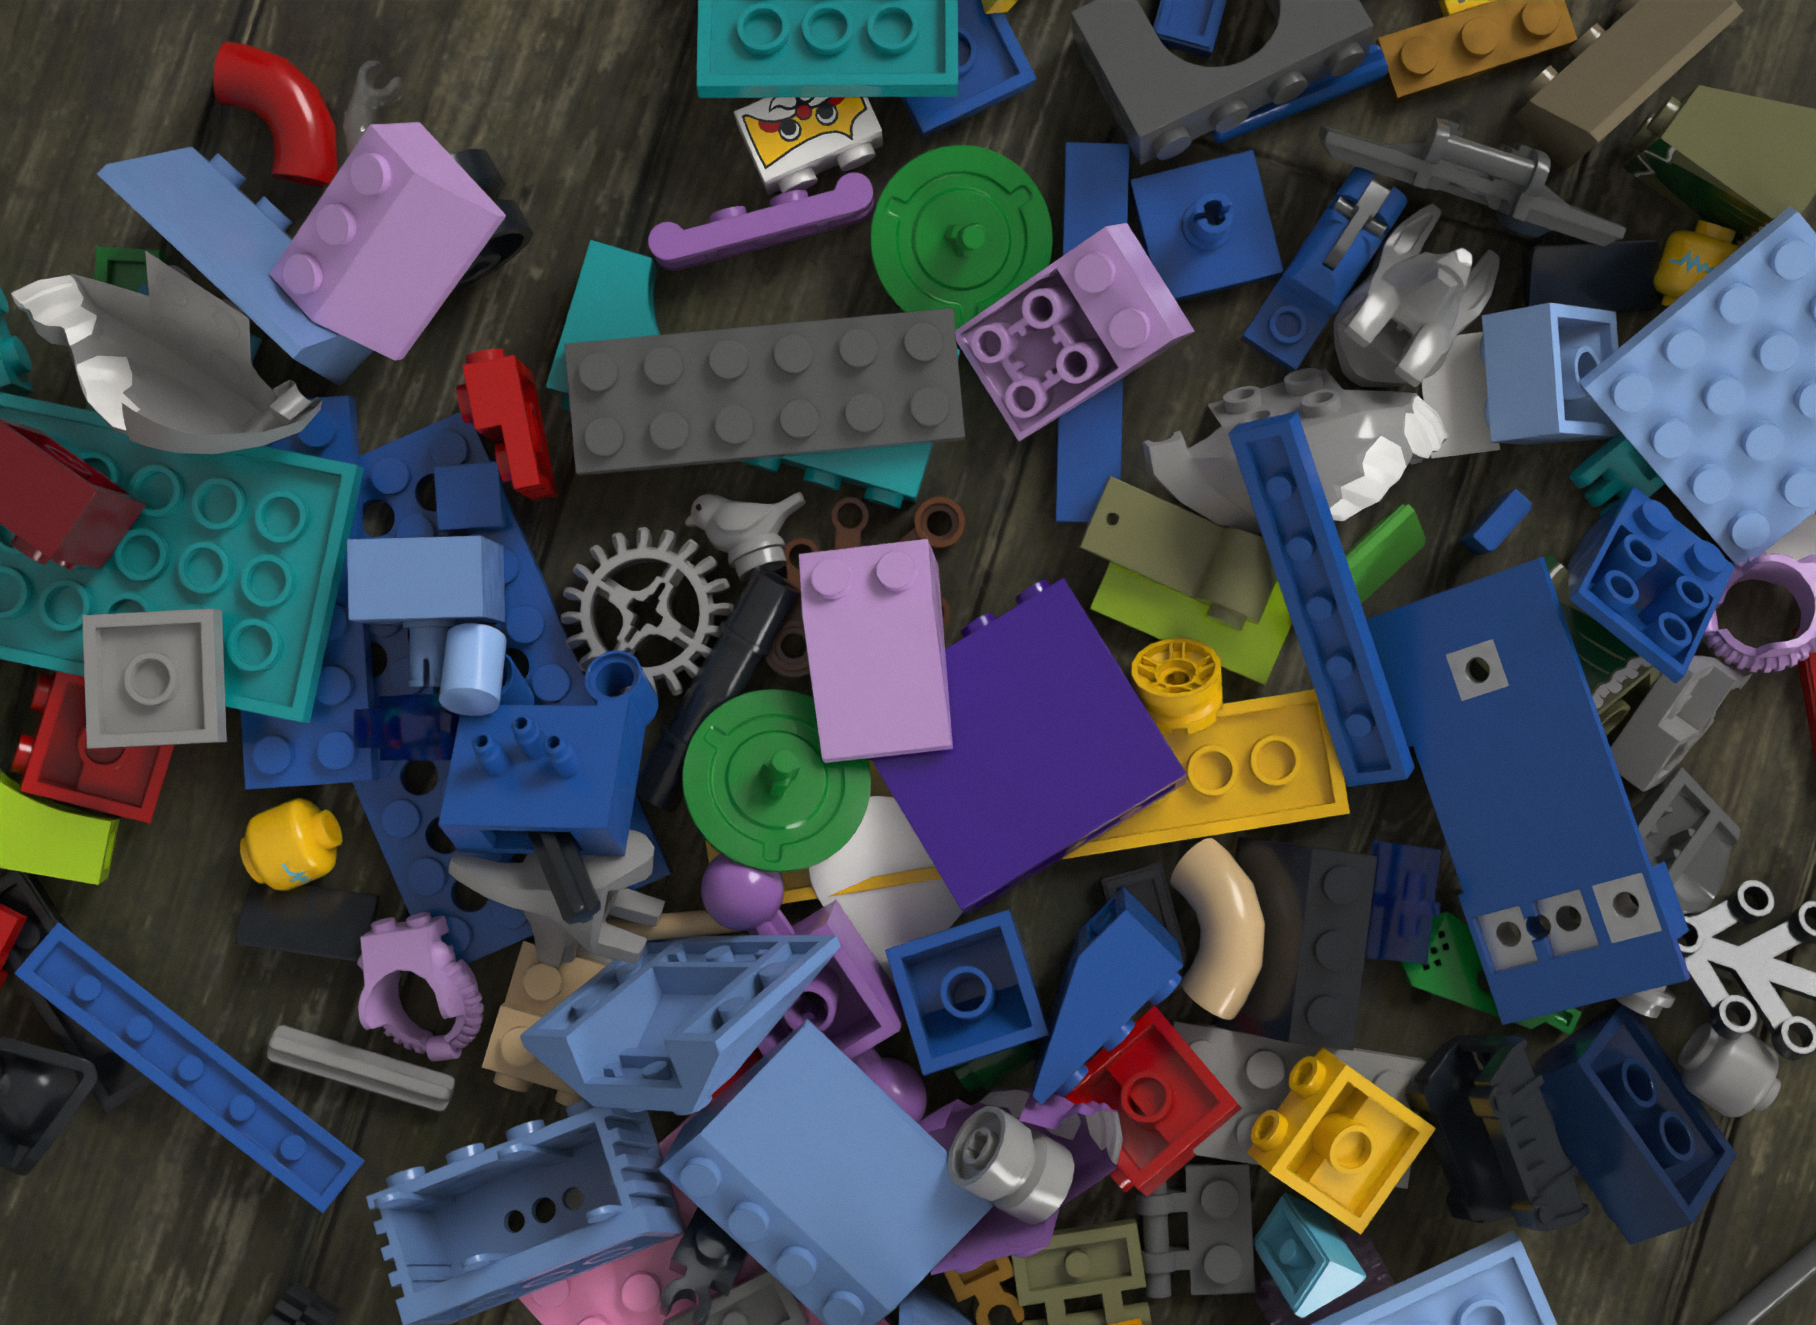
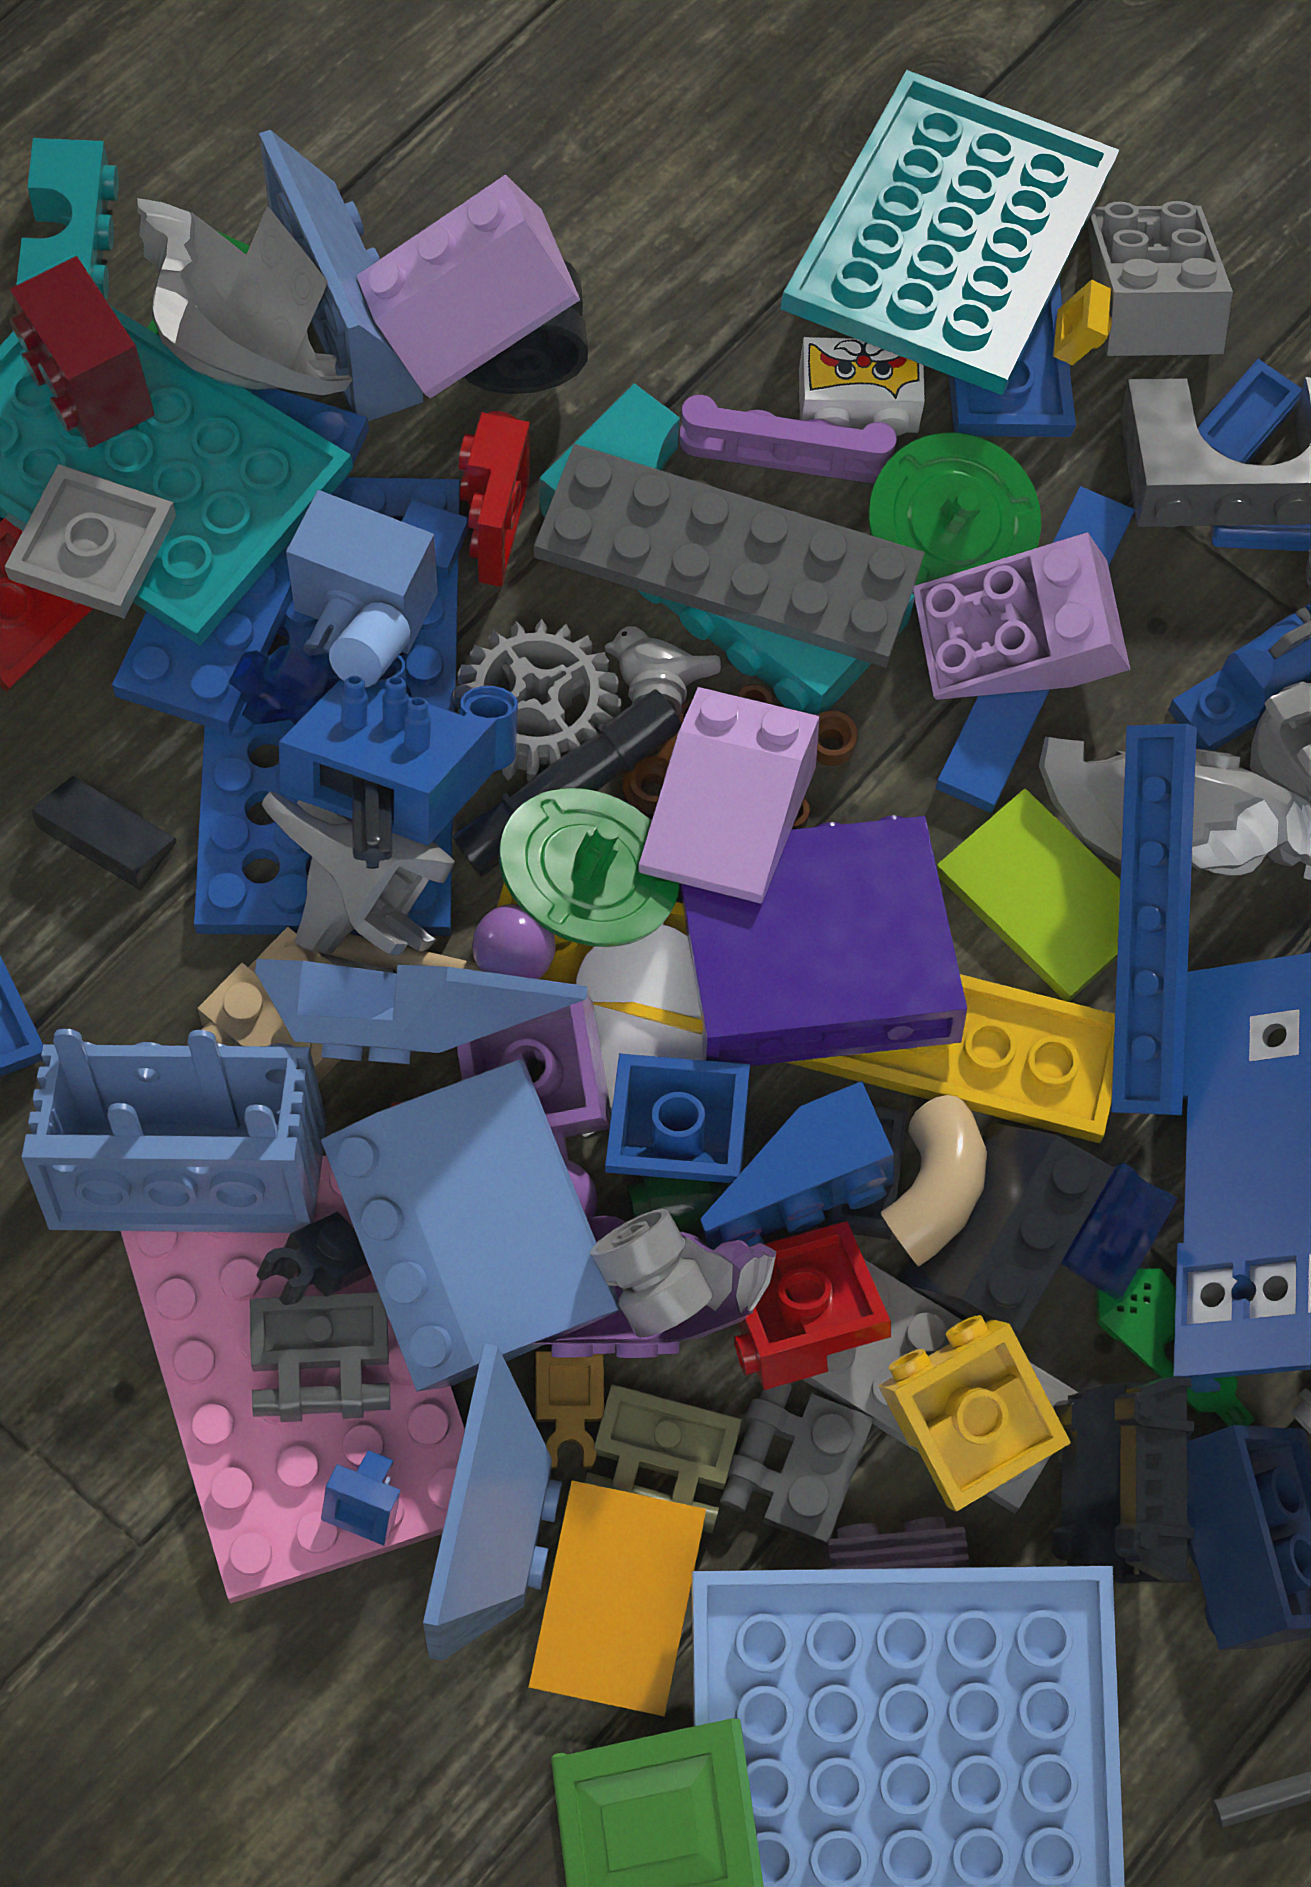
camera: 15 degrees right, 20 degrees down
(288, 105) = (419, 176): red cylinder -> none
(290, 844) = (124, 756): yellow head -> none
(361, 1068) = (84, 975): light grey axle -> none
(418, 949) = (159, 879): lavender piece -> none
(1179, 684) = (993, 952): yellow wheel -> none
(1183, 552) = (1041, 845): olive door -> none
(1207, 226) = (1177, 604): blue tile -> none
(1306, 1255) = (892, 1508): medium azure slope -> none
(1384, 549) = (1229, 927): bright green slope -> none

